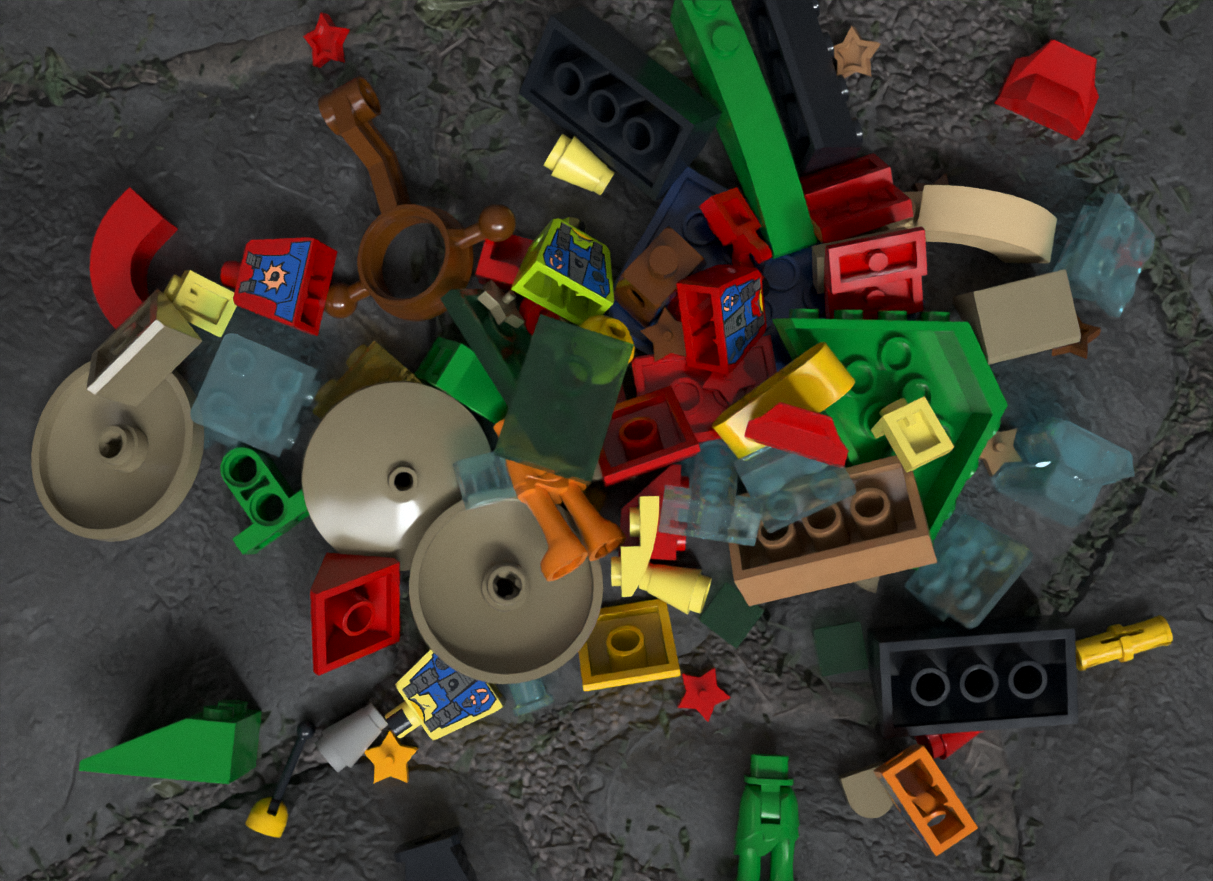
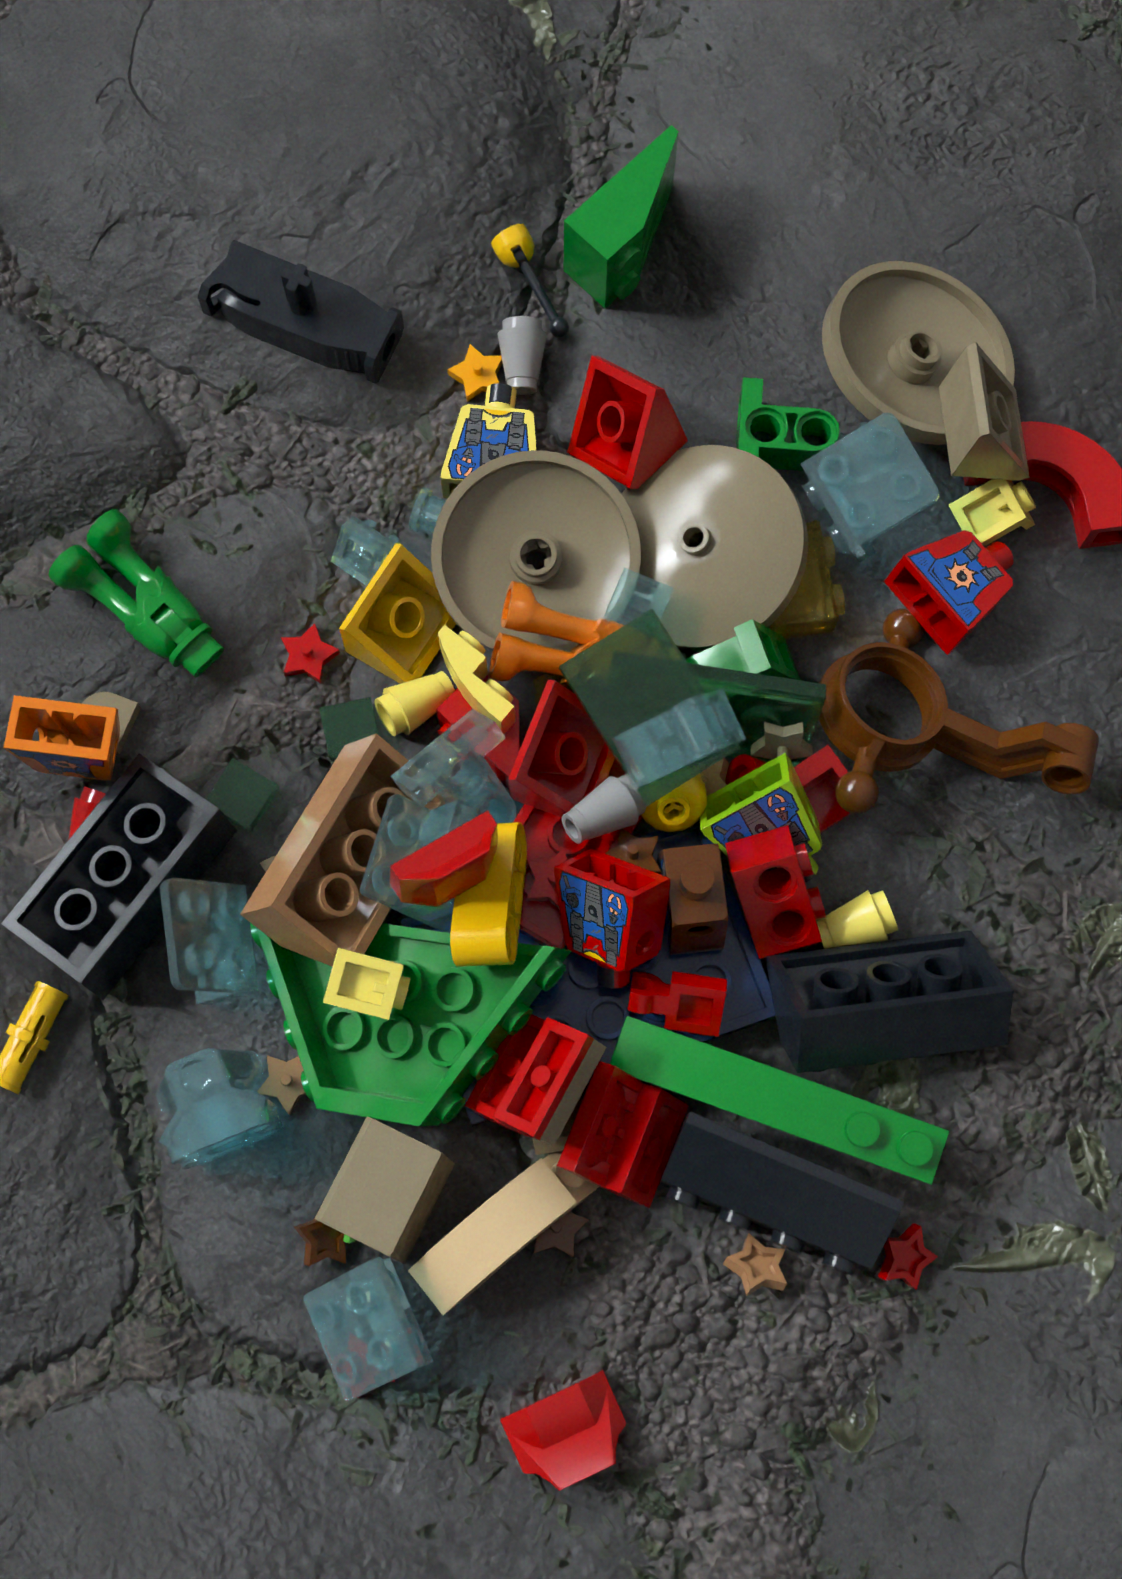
camera: 130 degrees right, 10 degrees down
(576, 348) = (679, 737): none -> clear light blue tile
(598, 718) = (361, 549): none -> clear light blue tile
(609, 225) = (770, 893): none -> red brick
(657, 378) = (604, 810): none -> light grey cone

